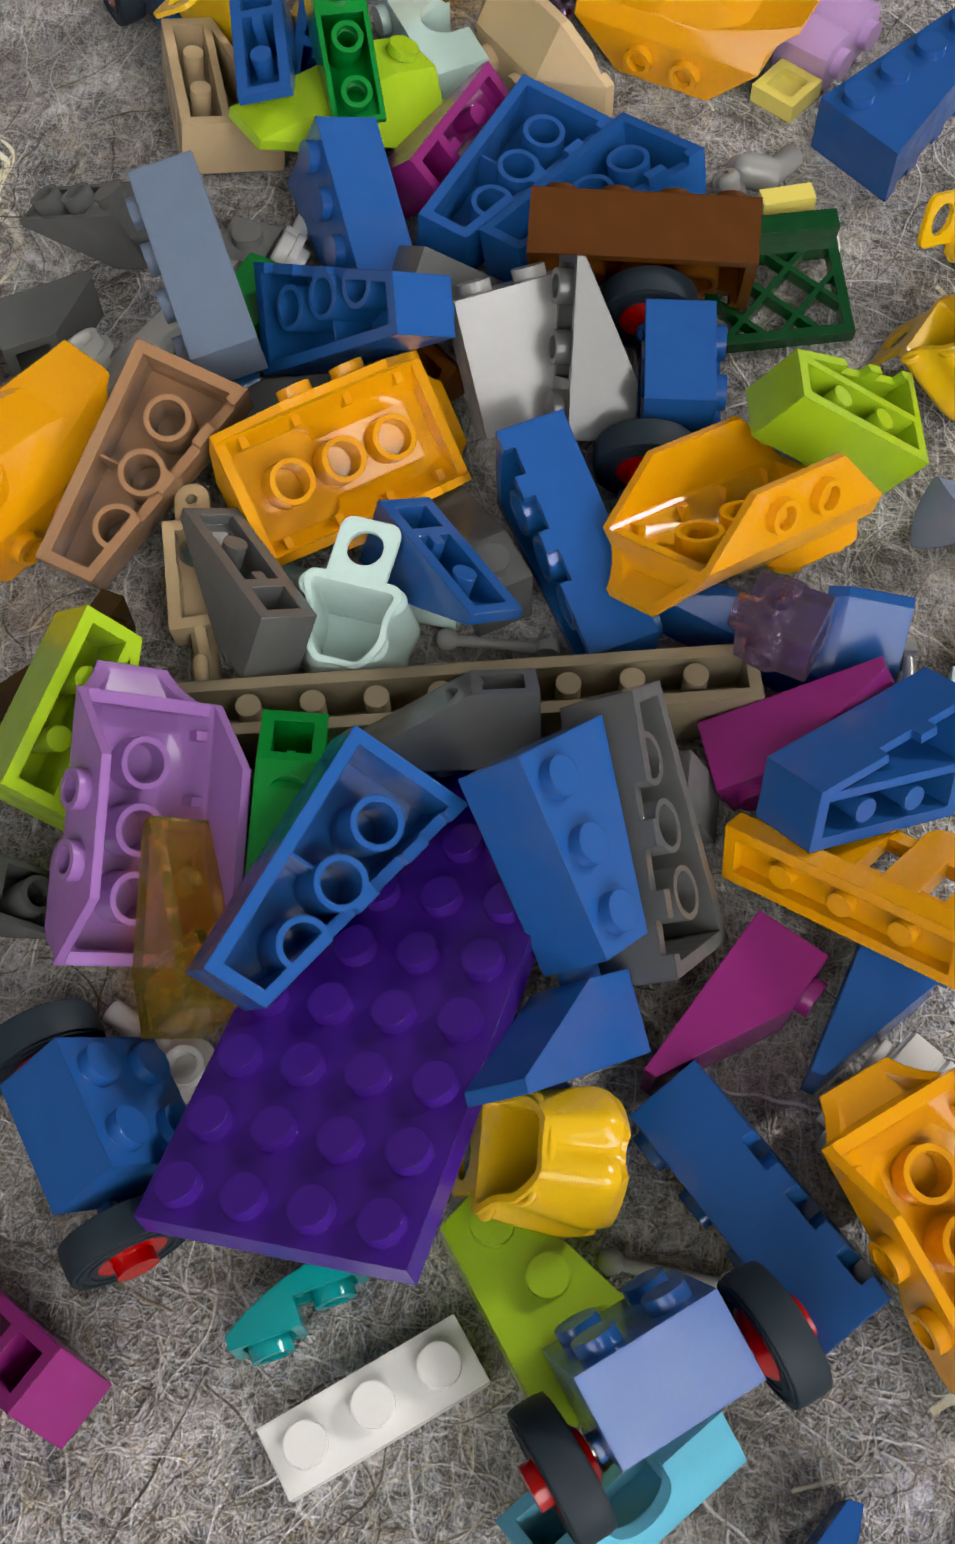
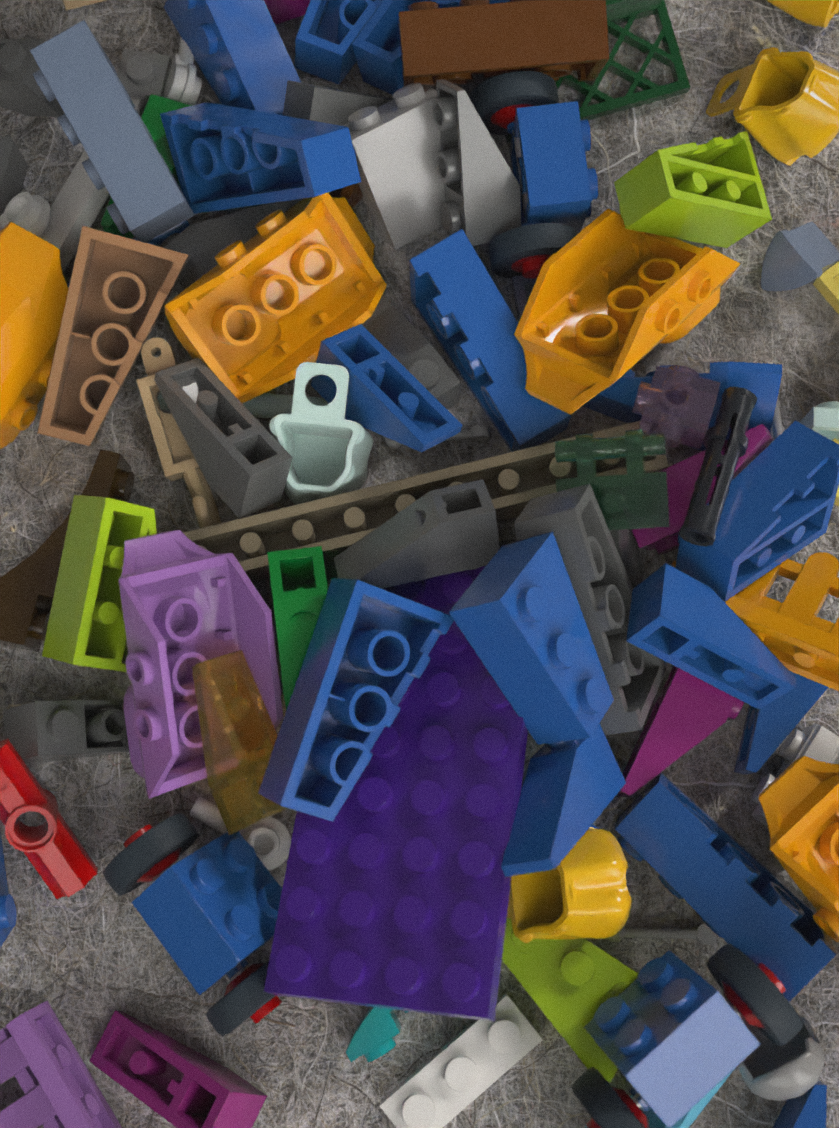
camera: 10 degrees left, 15 degrees up
(709, 715) = (627, 499): none -> clear green plate
(779, 891) = (704, 637): none -> blue slope
(793, 739) = (733, 413): none -> black pin
(808, 1463) = (784, 1070): none -> light grey hair

